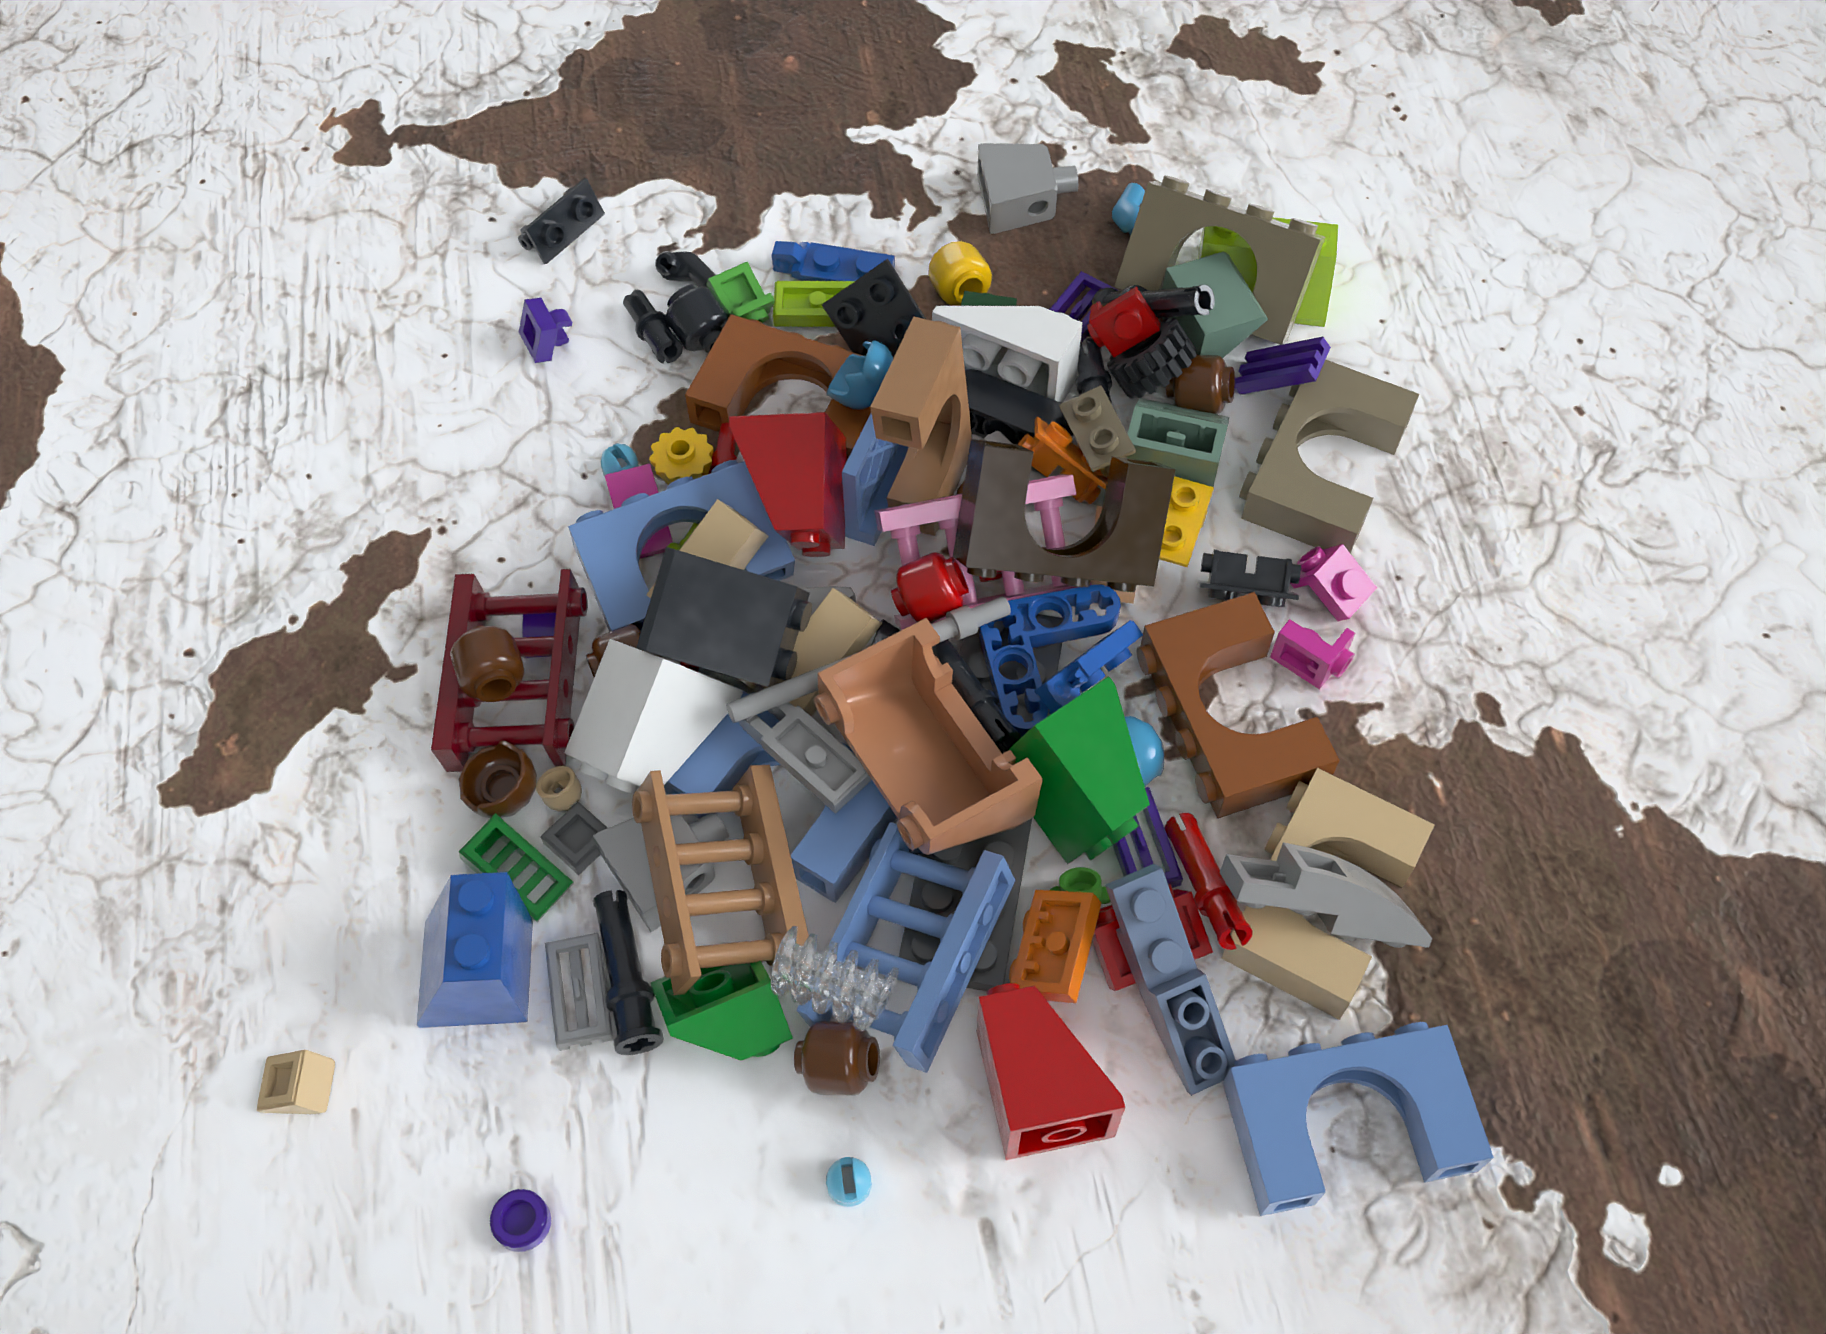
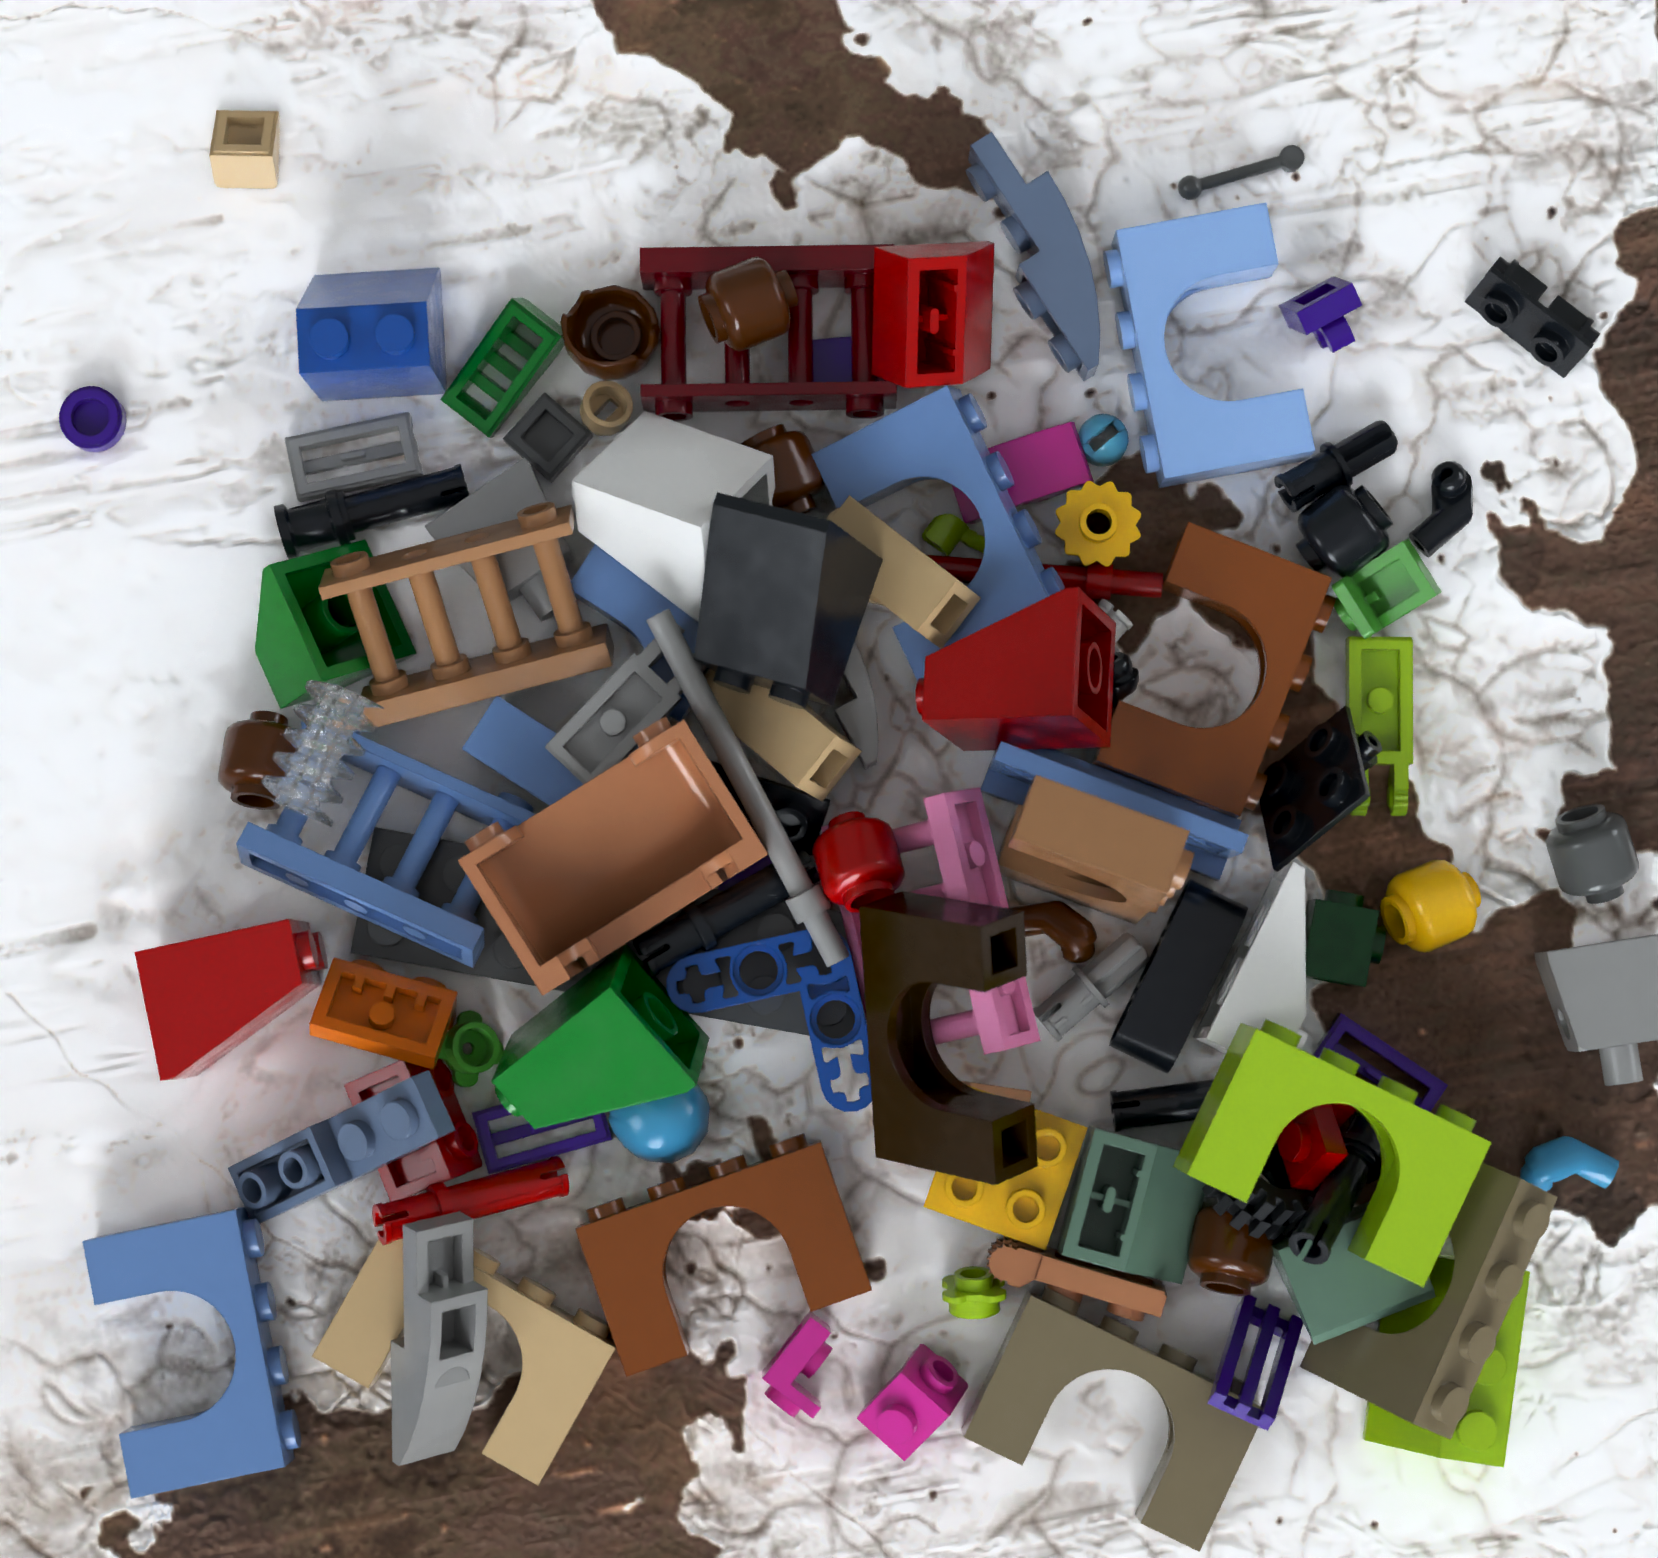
camera: 90 degrees right, 25 degrees up
(432, 357) = (1289, 160): none -> dark grey hinge
(490, 481) = (1058, 274): none -> sand blue slope
(511, 547) = (932, 313): none -> red slope
(612, 412) = (1187, 432): none -> light blue arch
(823, 261) = (1454, 727): blue hinge -> none
(861, 377) = (1196, 763): dark azure hair -> none
(861, 1178) = (133, 790): medium azure hinge -> none
(924, 191) = (1592, 853): none -> dark grey head
(1054, 447) = (1089, 1060): orange hinge -> none
(1086, 668) = (758, 1063): blue hinge -> none
(1097, 429) = (1117, 1091): dark tan hinge -> none
(1131, 240) = (1423, 1155): none -> lime arch
(1226, 497) = (1126, 1293): none -> nougat hinge
(1249, 537) = (973, 1293): none -> lime plate
(1268, 582) = (906, 1258): black hinge -> none

